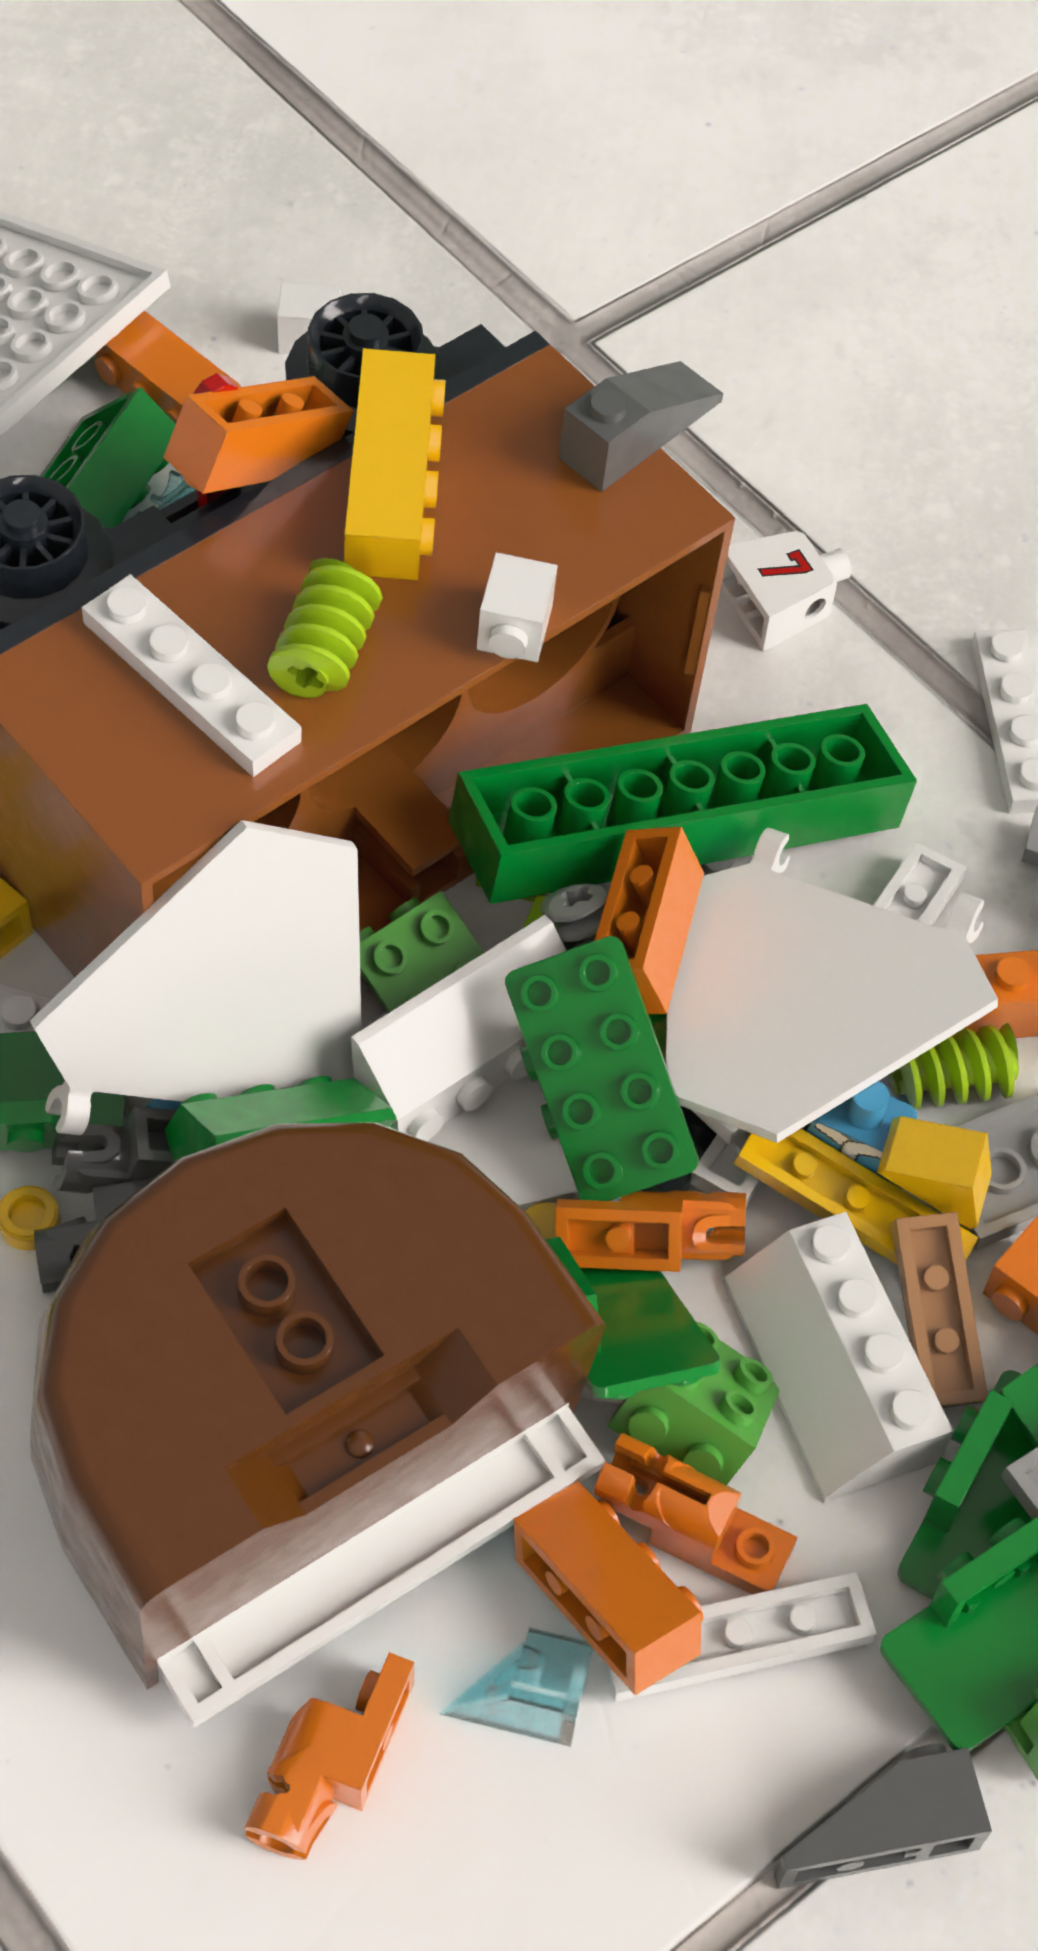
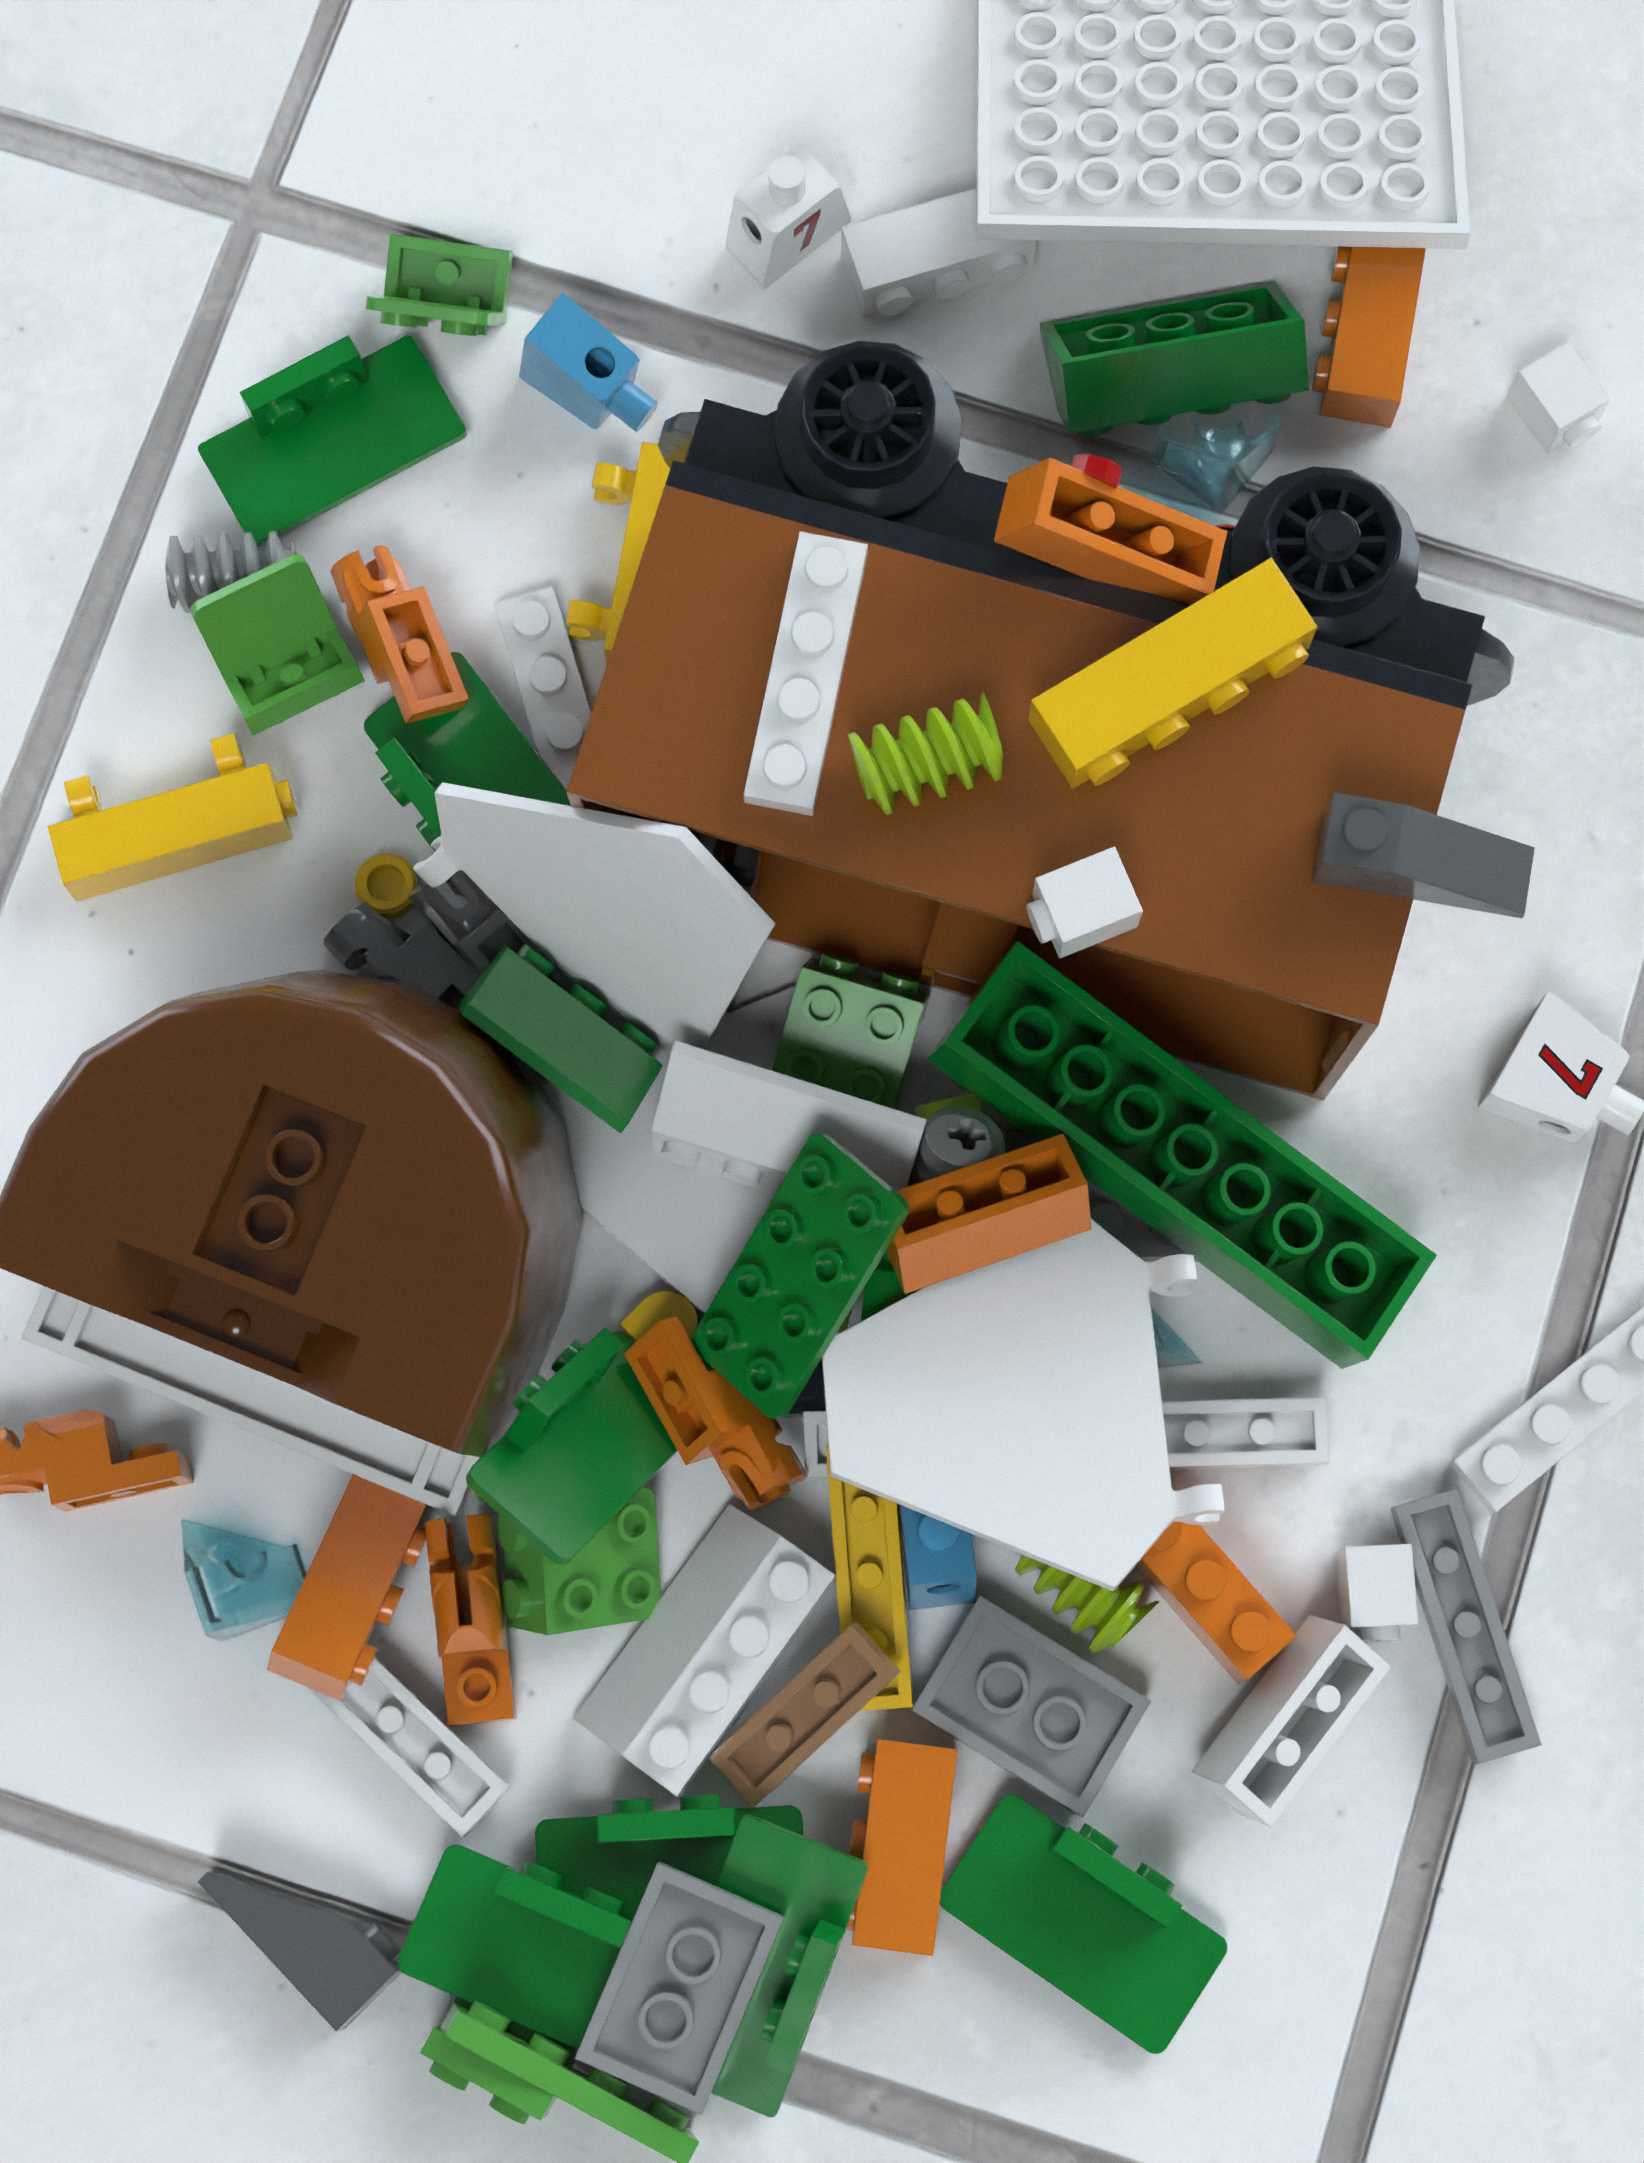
camera: 60 degrees right, 20 degrees up
(939, 1165) = (928, 1632): yellow slope -> none

